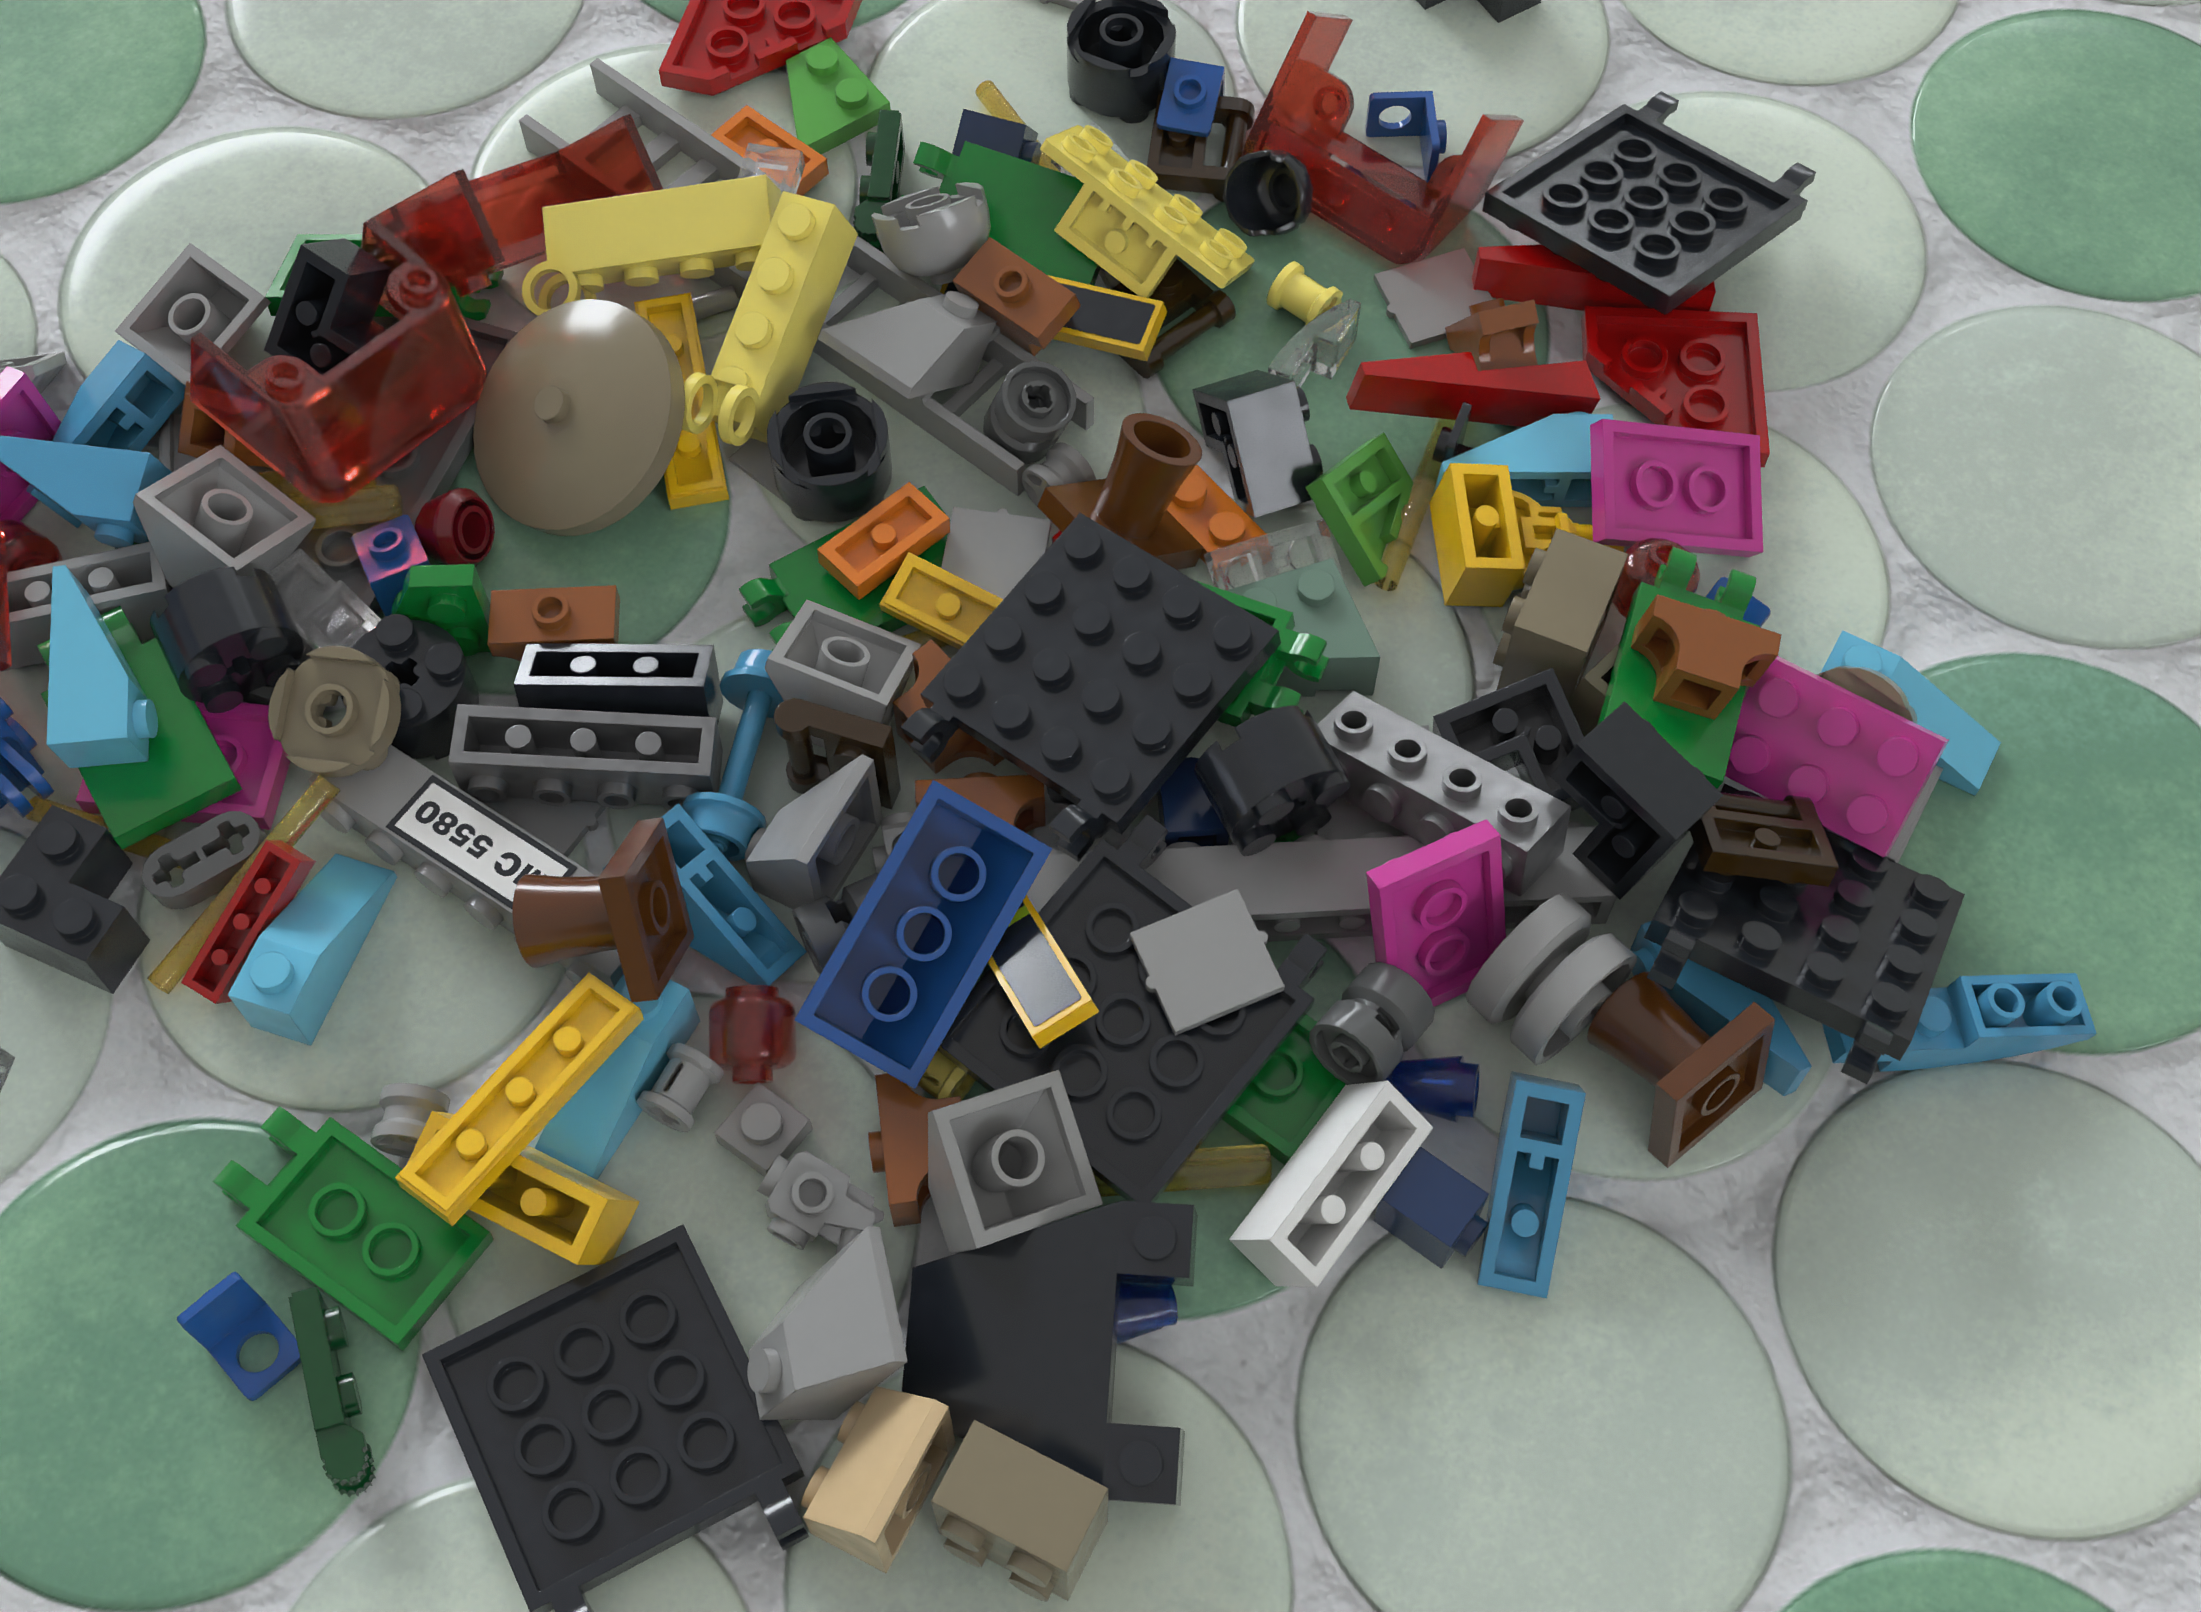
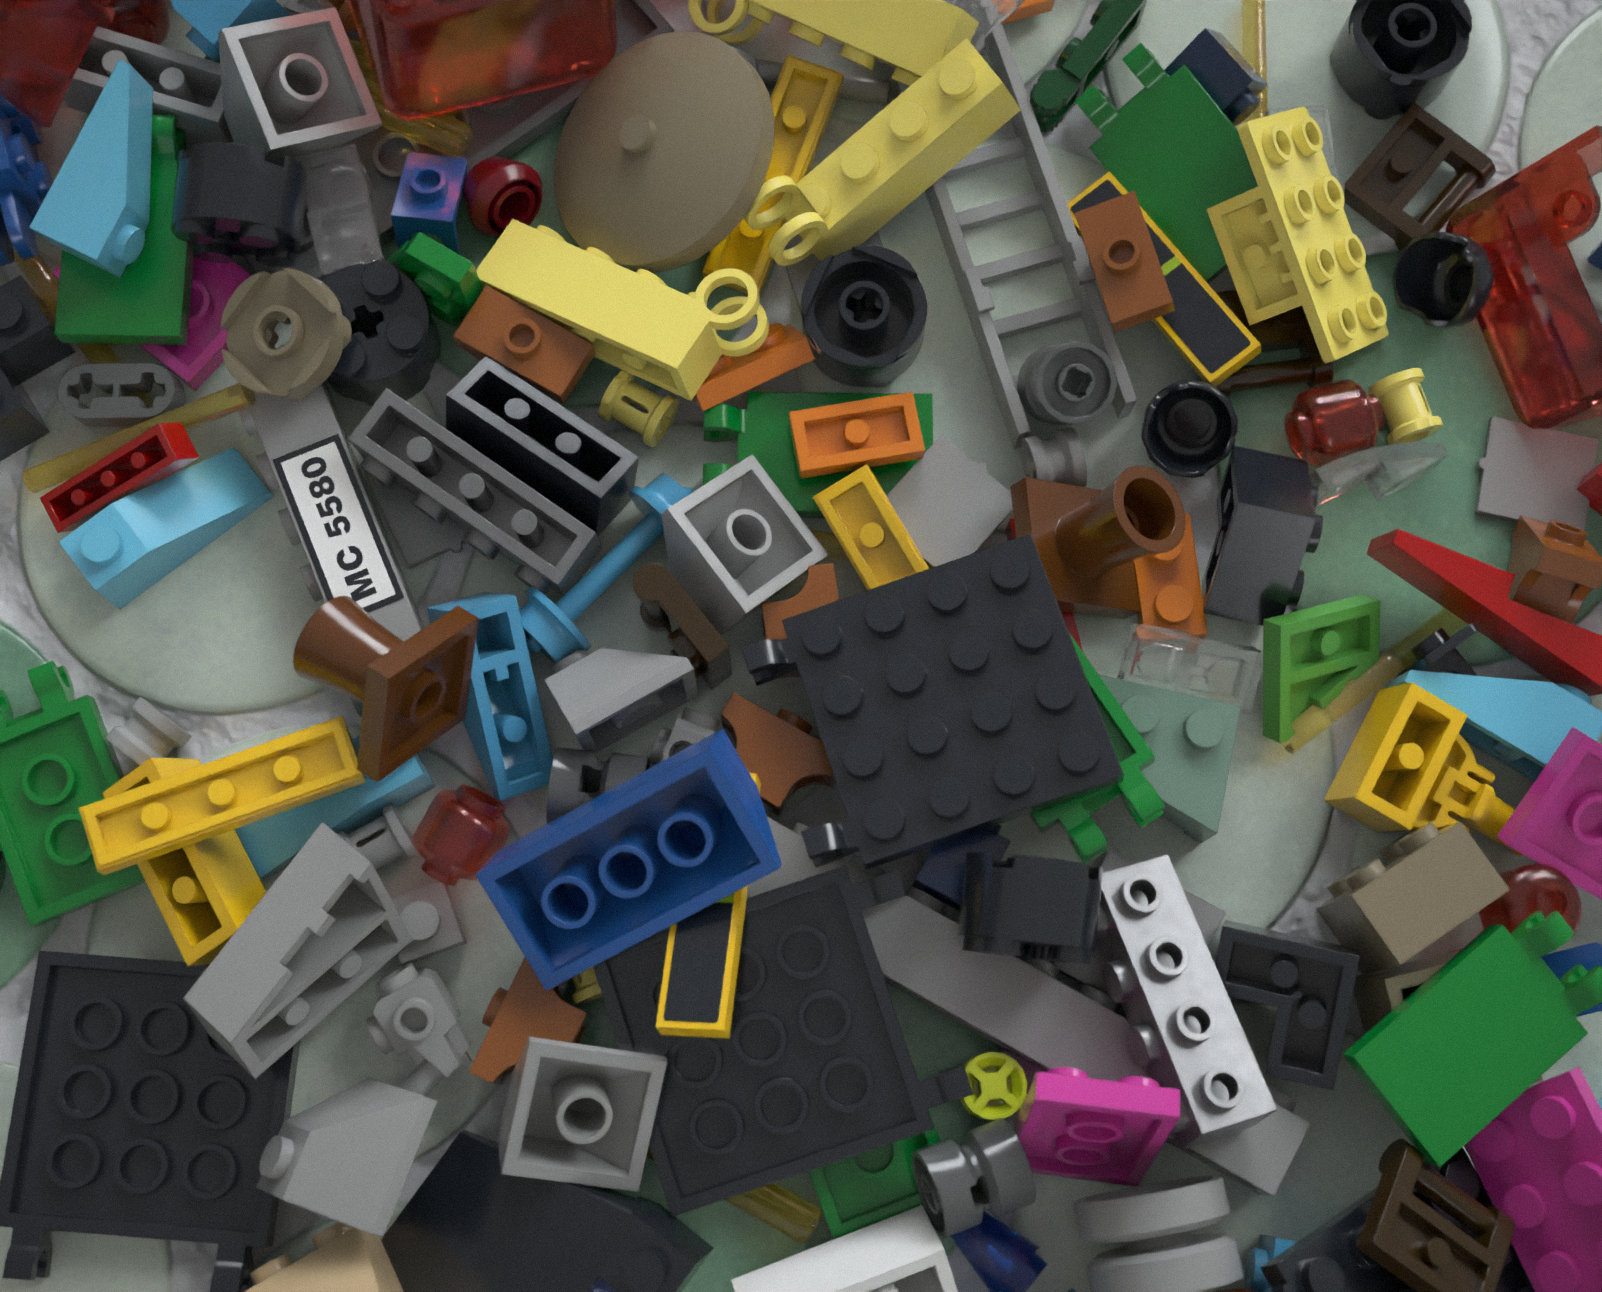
camera: 30 degrees right, 15 degrees up
(640, 547) = (624, 313): none -> light yellow hinge
(674, 1185) = (298, 953): none -> light grey wedge
(683, 623) = (624, 391): none -> light yellow bush
(741, 560) = (781, 352): none -> orange plate
(917, 344) = (1003, 252): light grey slope -> none
(934, 231) = (1096, 144): light grey cylinder -> none
(1148, 385) = (1189, 428): none -> black hair
(1190, 97) = (1436, 131): blue bracket -> none
(1206, 961) = (861, 1037): light grey piece -> none
(1255, 332) = (1333, 422): none -> clear red head
(1345, 948) = (1007, 1084): none -> neon yellow wheel
(1638, 795) = (1340, 1143): black brick -> none
(1701, 654) = (1502, 1043): dark orange brick -> none

